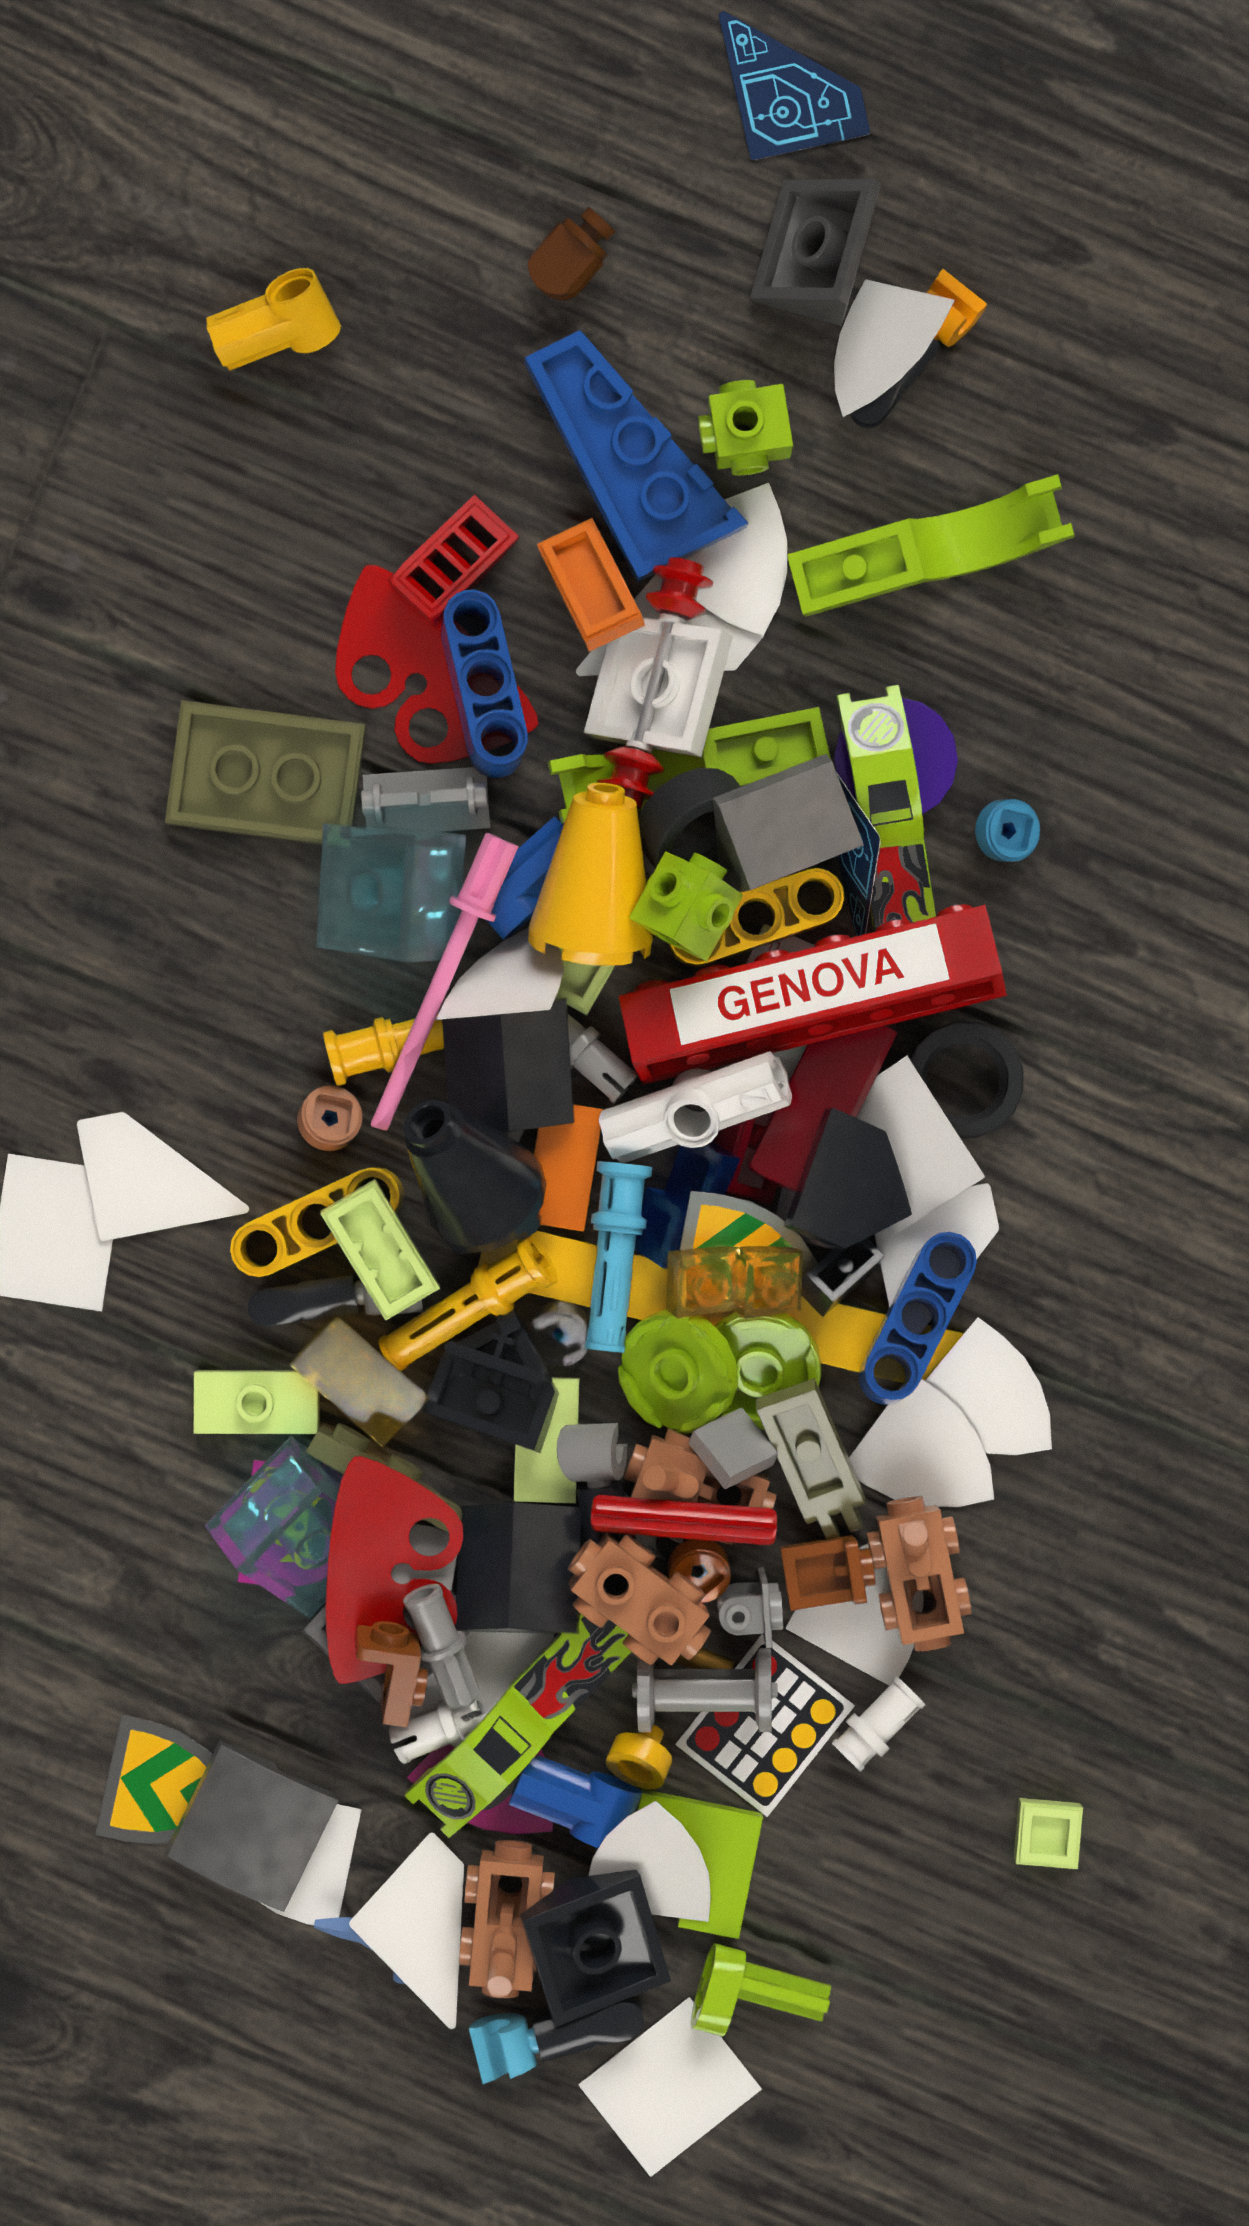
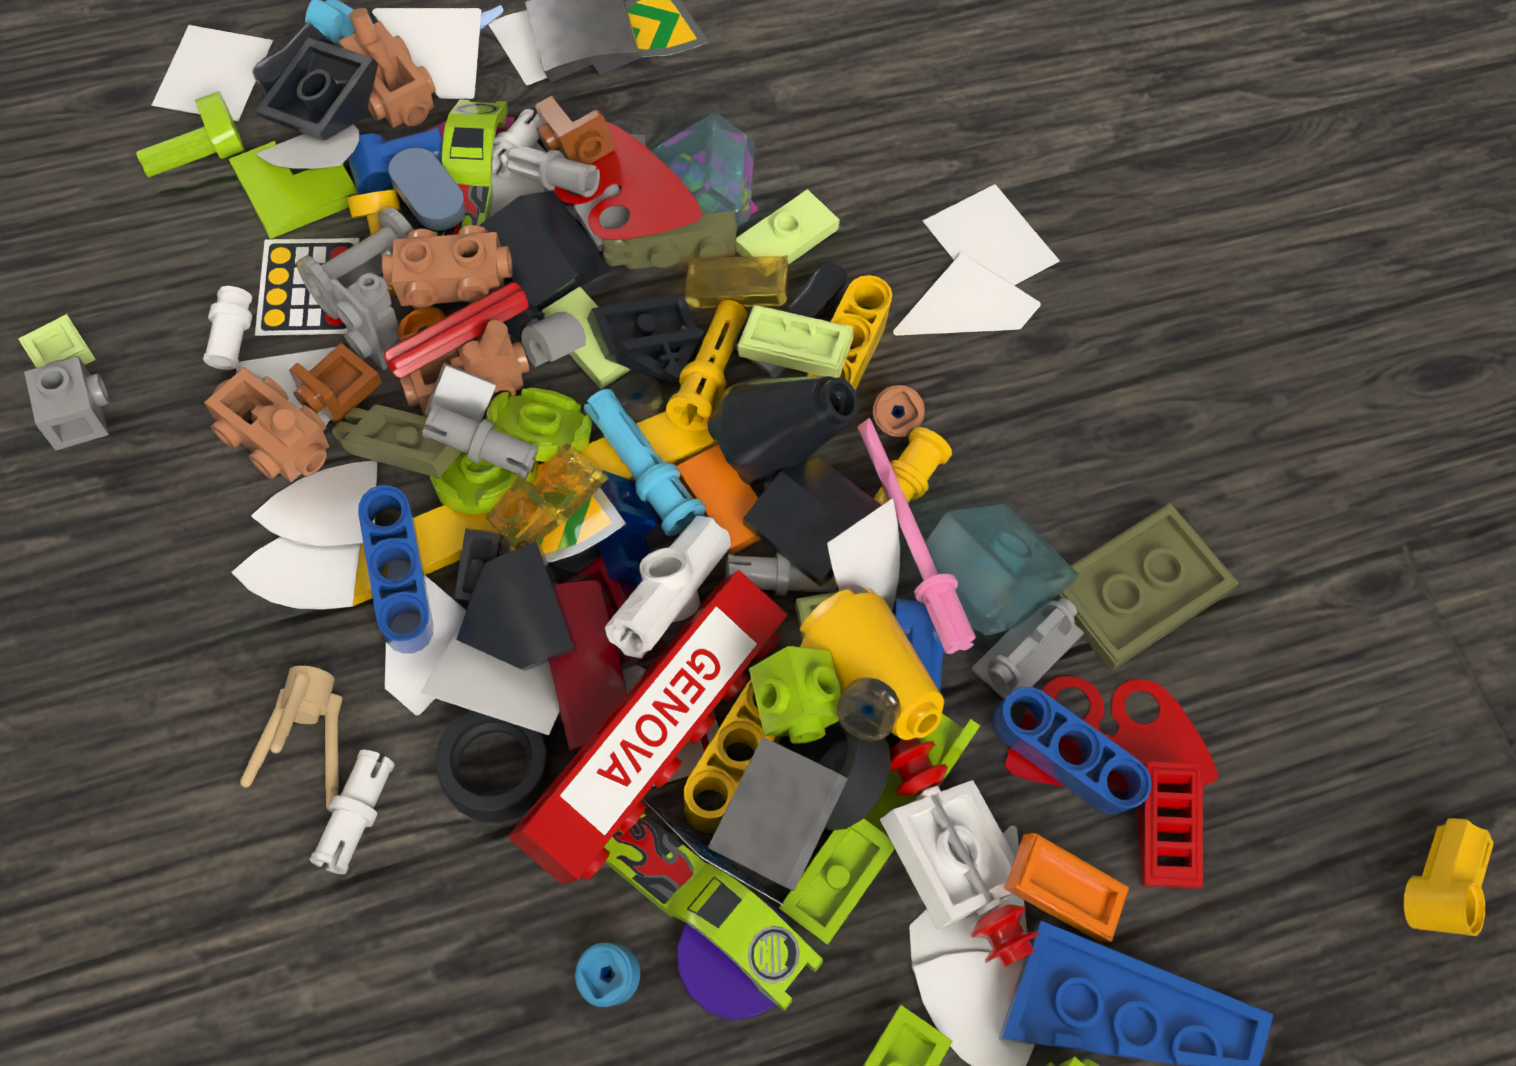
camera: 130 degrees right, 25 degrees down
(582, 1723) = (427, 189): none -> sand blue tile
(650, 835) = (868, 709): none -> clear smoke tile
(757, 1373) = (480, 441): none -> light grey pin
(1074, 1269) = (302, 701): none -> tan plant
(1078, 1751) = (67, 402): none -> light grey brick
(1106, 1133) = (352, 812): none -> white pin

